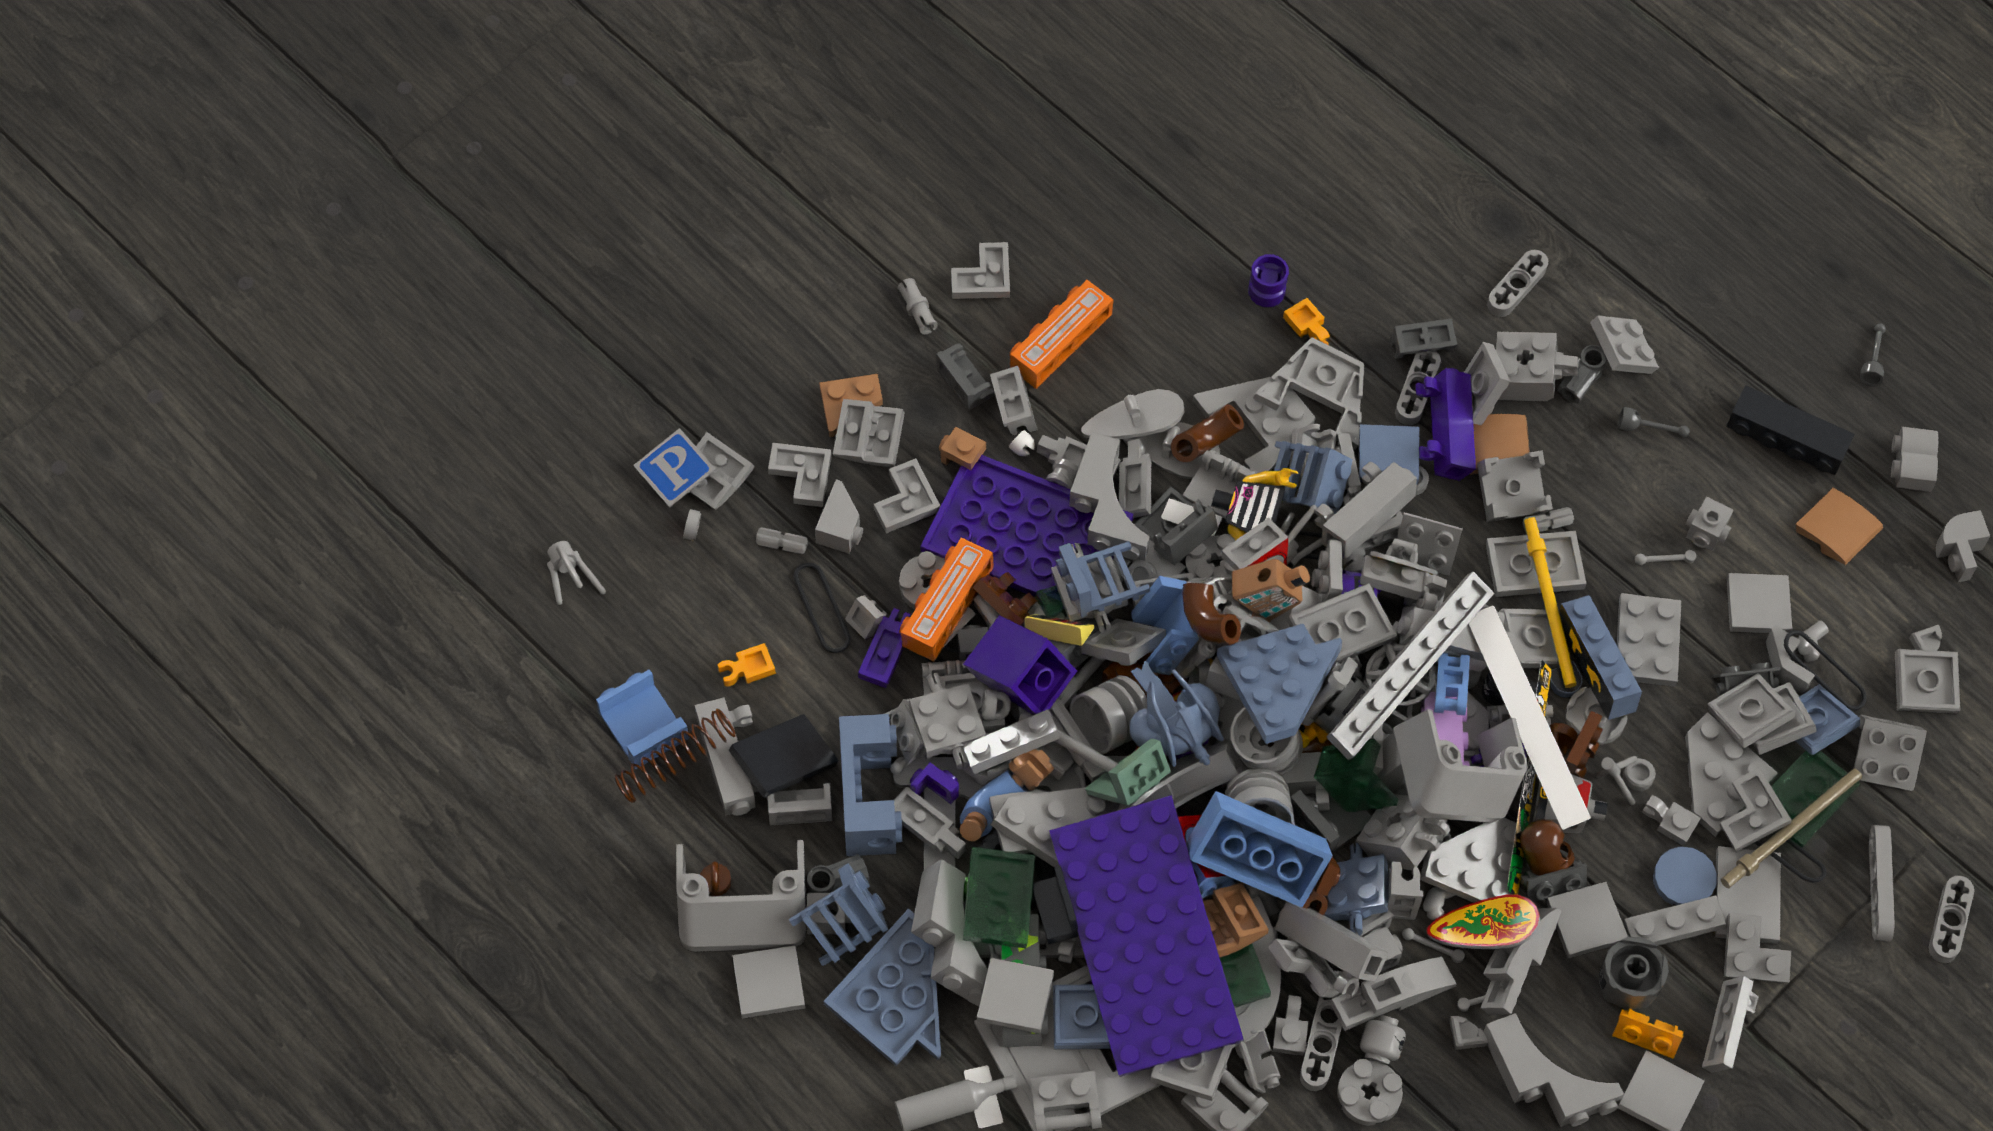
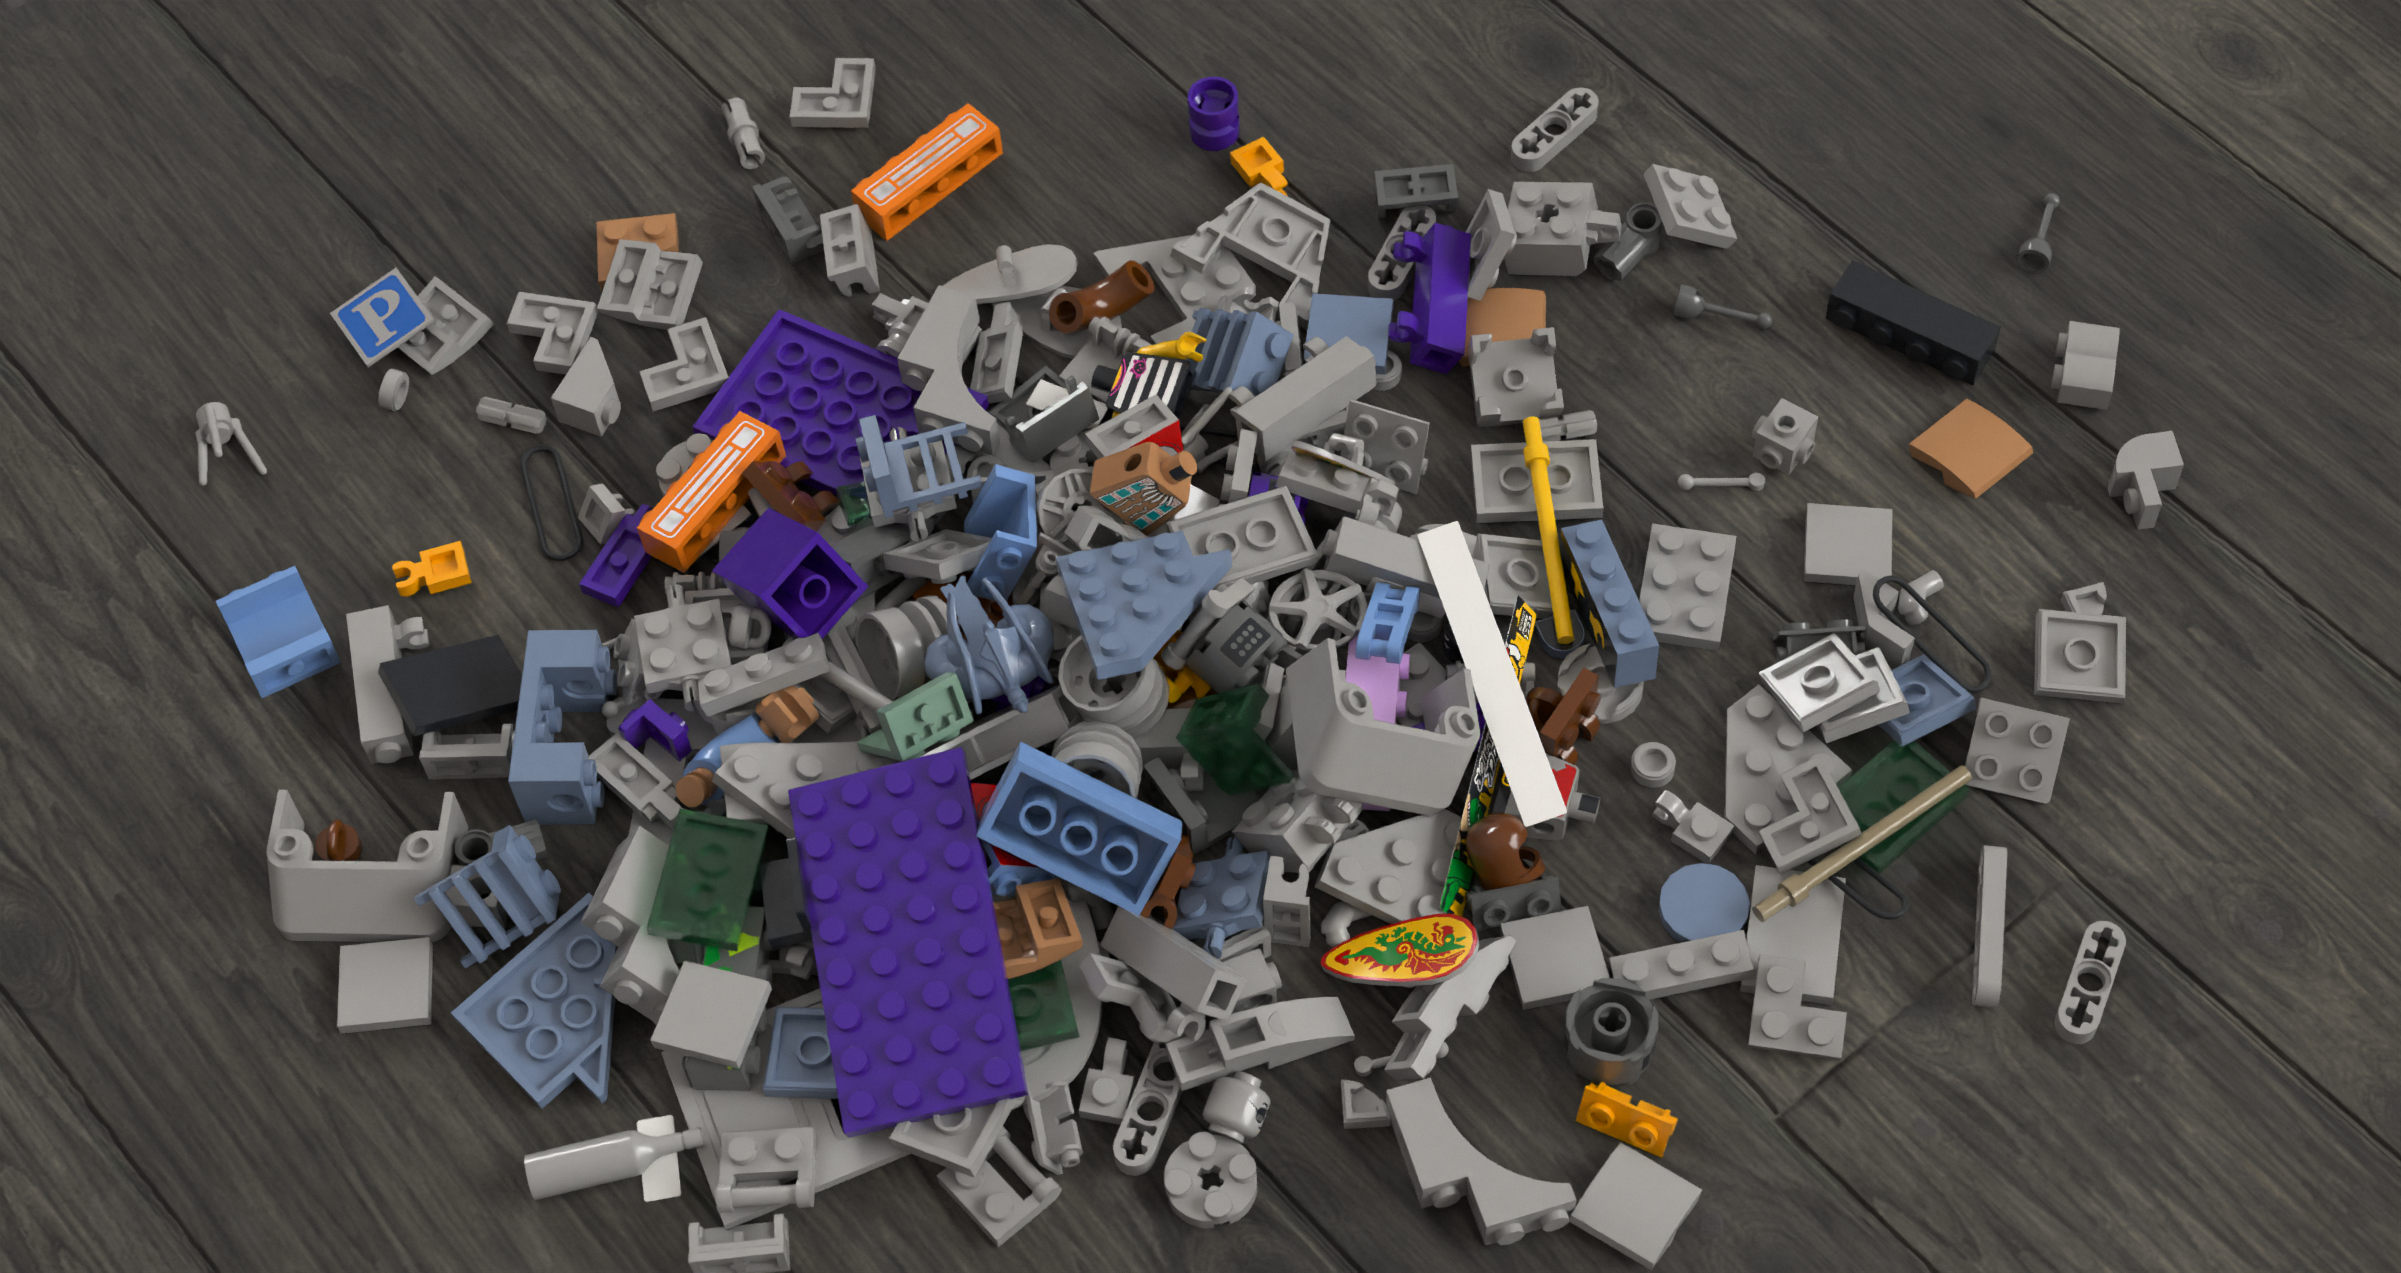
camera: 10 degrees right, 5 degrees down
(720, 715) = (239, 731): reddish brown piece -> none
(961, 448) = (768, 306): medium nougat bracket -> none
(1021, 442) = (852, 304): white hinge -> none
(1059, 629) = (855, 534): light yellow slope -> none
(1204, 617) = (1043, 514): reddish brown cylinder -> none
(1410, 665) = (1323, 591): plate -> none
(1456, 955) = (1362, 997): light grey hinge -> none
(1613, 769) = (1611, 752): light grey plant -> none
(1733, 1004) = (1757, 1080): light grey hinge -> none

